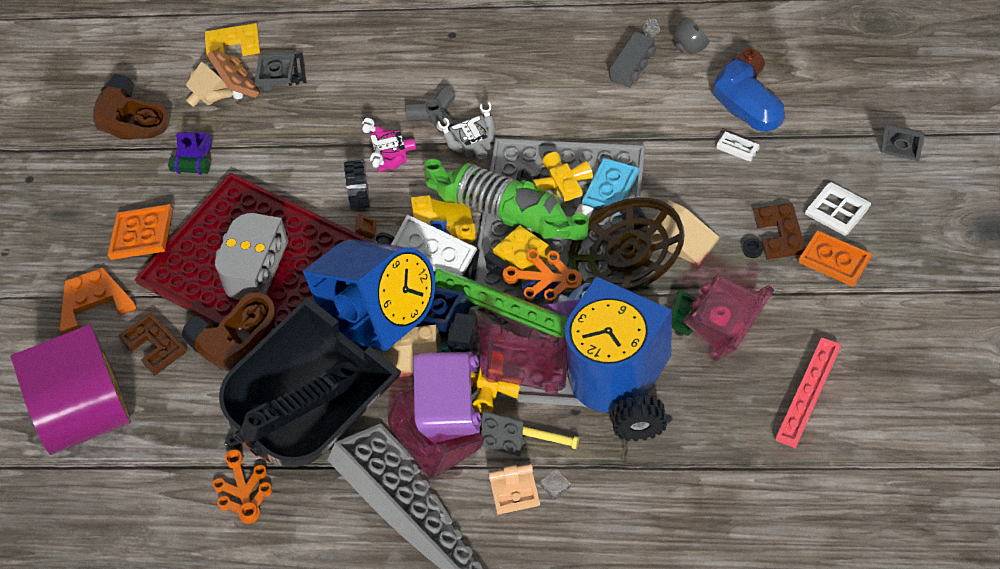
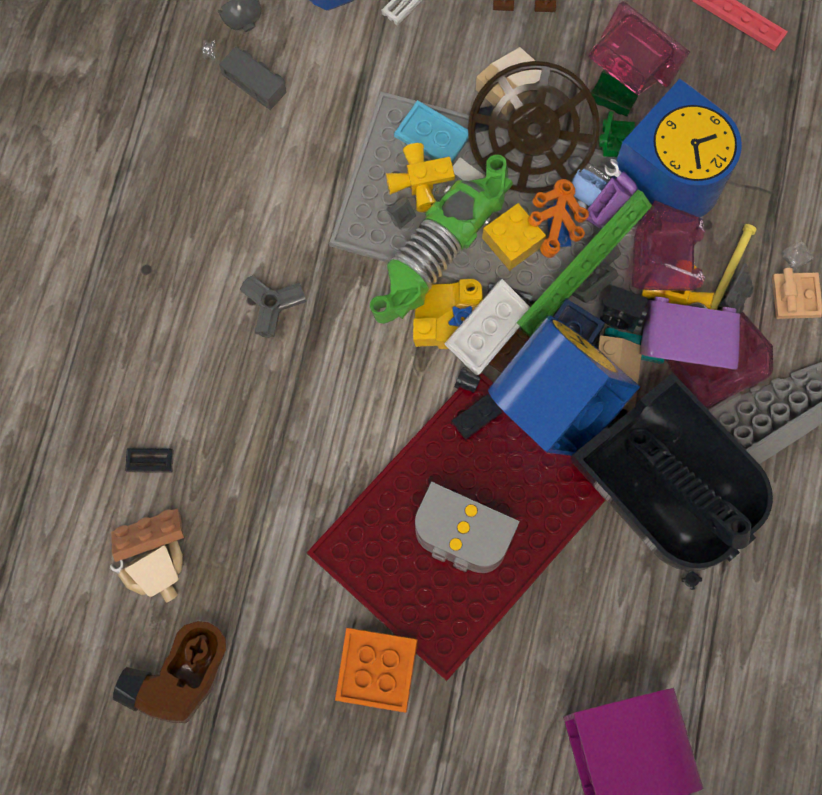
camera: 85 degrees left, 20 degrees up
(88, 292) = (446, 741): orange wing -> none
(151, 329) = (550, 646): reddish brown plate -> none
(191, 153) = (262, 598): dark purple piece -> none
(236, 334) = (573, 558): reddish brown piece -> none
(242, 490) = (757, 574): orange plant -> none
(245, 34) = (65, 549): yellow plate -> none
(274, 70) = (154, 481): dark grey slope -> none
(356, 184) = (375, 398): black bush -> none
(365, 226) = (425, 401): dark orange tile -> none
(387, 146) = (316, 361): torso -> none
(471, 136) = (322, 265): torso -> none
(497, 265) = (522, 265): black plate -> none
(638, 418) = (751, 159): black bush -> none
(752, 248) = (541, 19): black tile -> none

